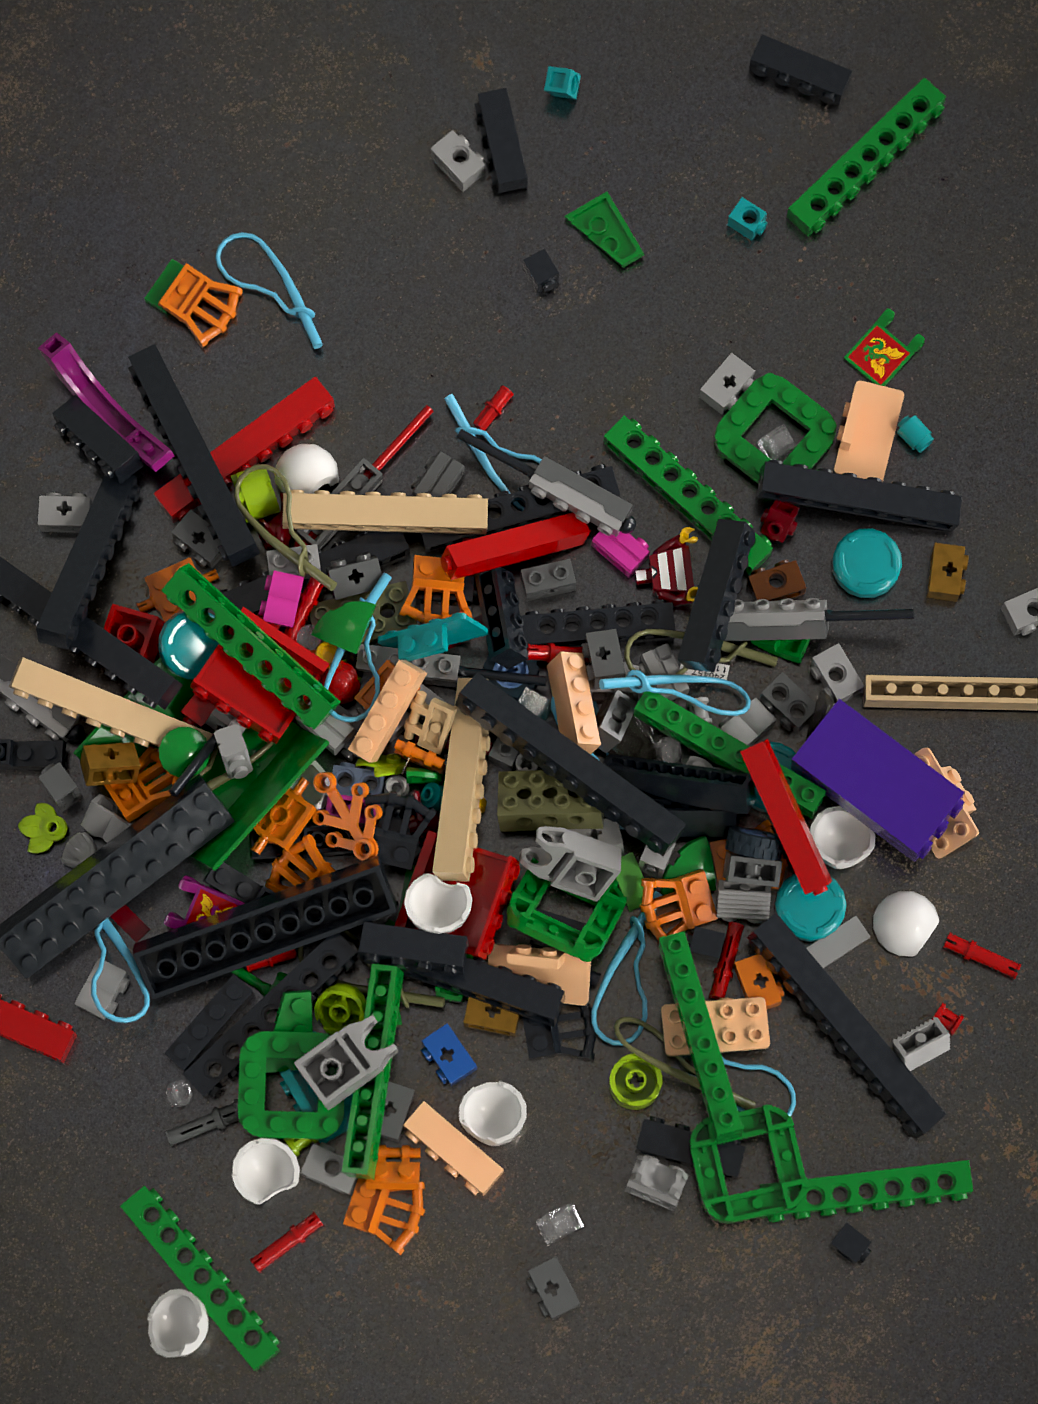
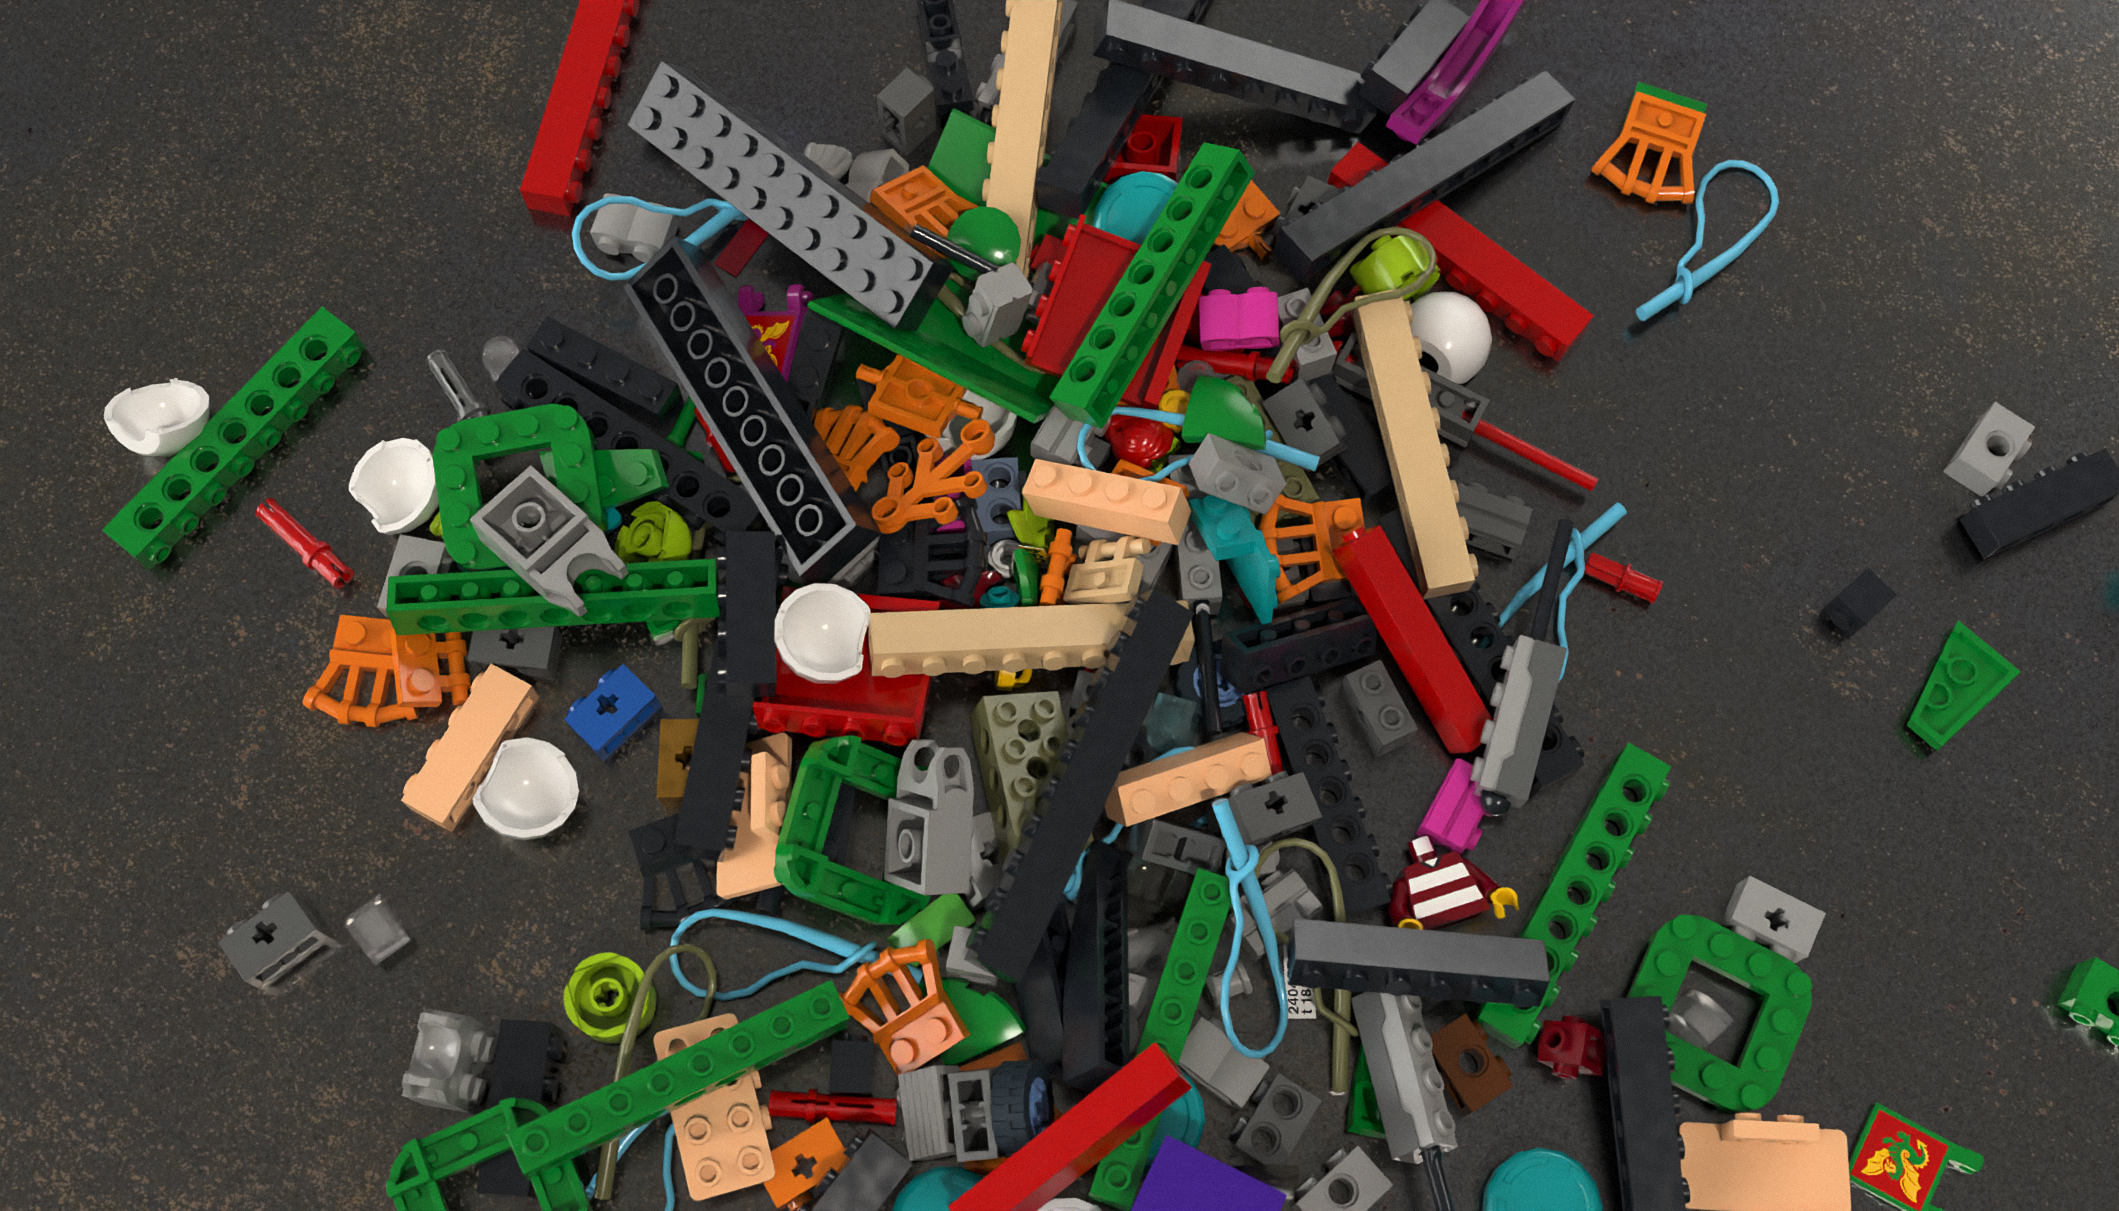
camera: 75 degrees right, 5 degrees down
(39, 828) = (848, 113): lime plate -> none
(54, 504) = (1300, 32): light grey brick -> none
(110, 764) = (946, 154): pearl gold brick -> none
(389, 625) = (1237, 474): none -> light grey brick
(747, 209) = (2064, 887): teal brick -> none

